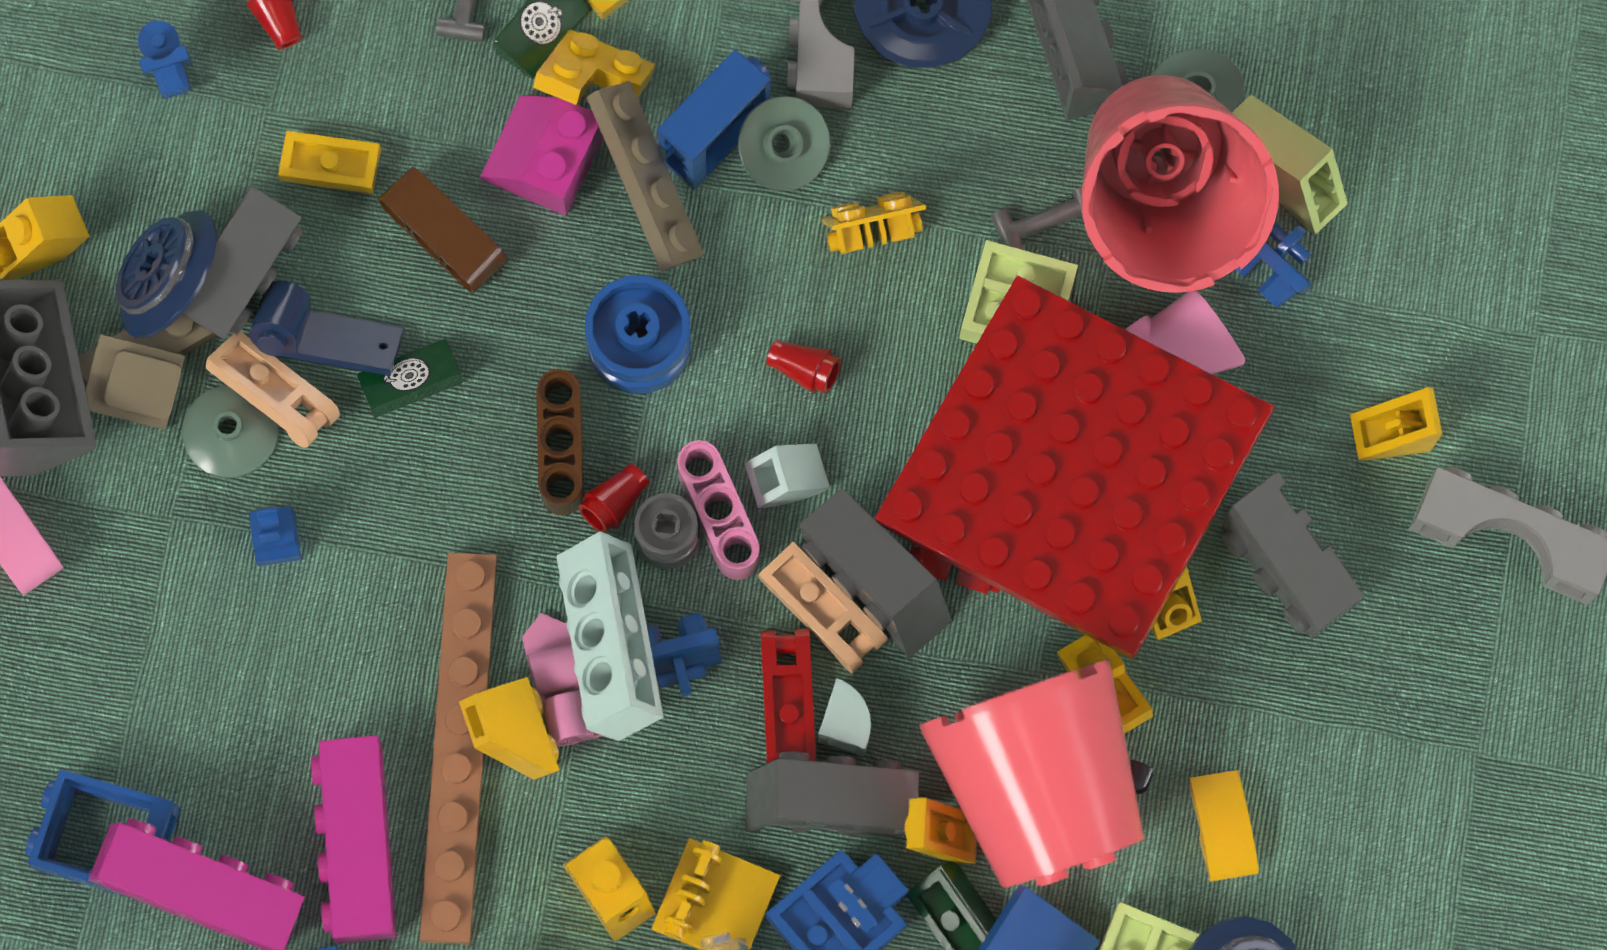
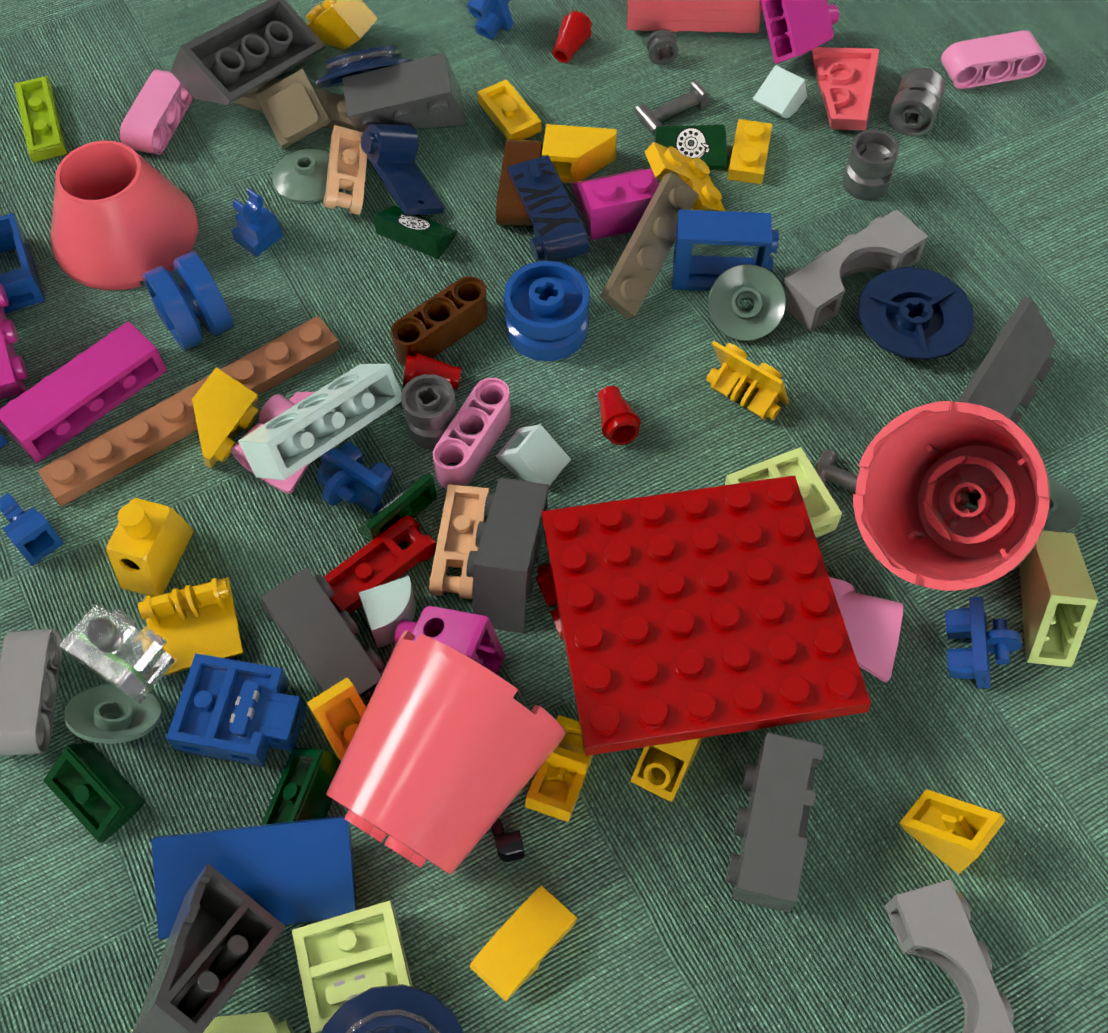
camera: 55 degrees right, 15 degrees down
(185, 711) = (117, 217): none -> coral cone
(343, 666) = (191, 299): none -> blue wheel
(449, 144) = (579, 150): none -> yellow slope
(514, 232) = (555, 221): none -> dark blue door
(738, 638) = (408, 502): none -> dark green slope
(949, 686) = (460, 630): none -> dark pink torso

